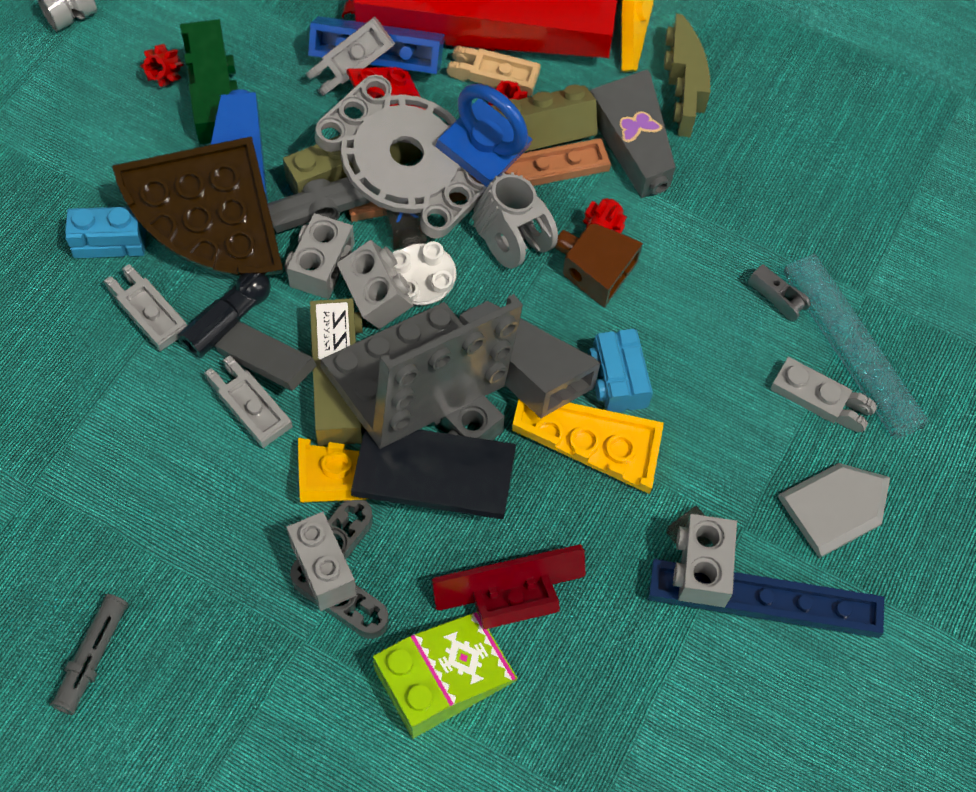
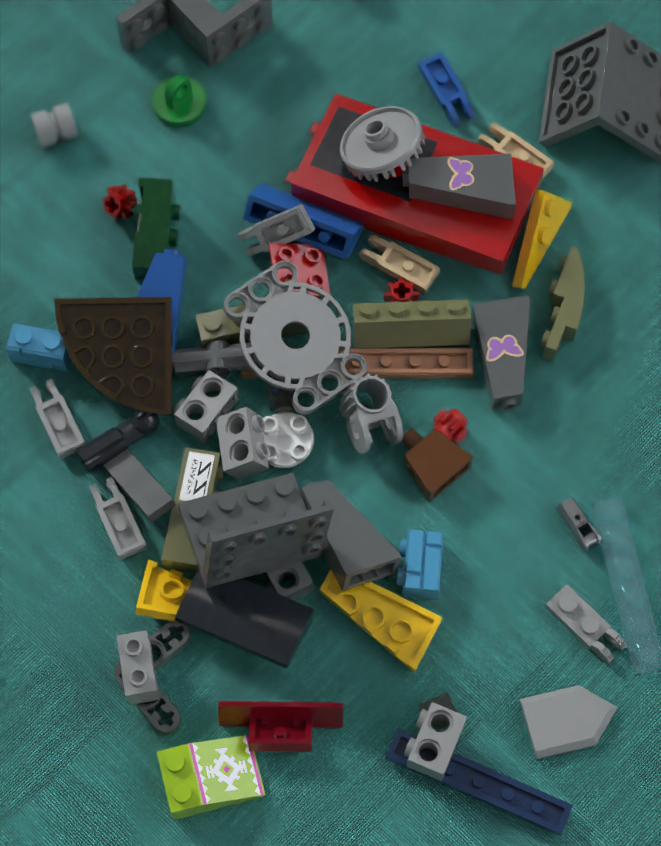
camera: 20 degrees right, 5 degrees up
(482, 137) = (361, 338): blue tile -> none

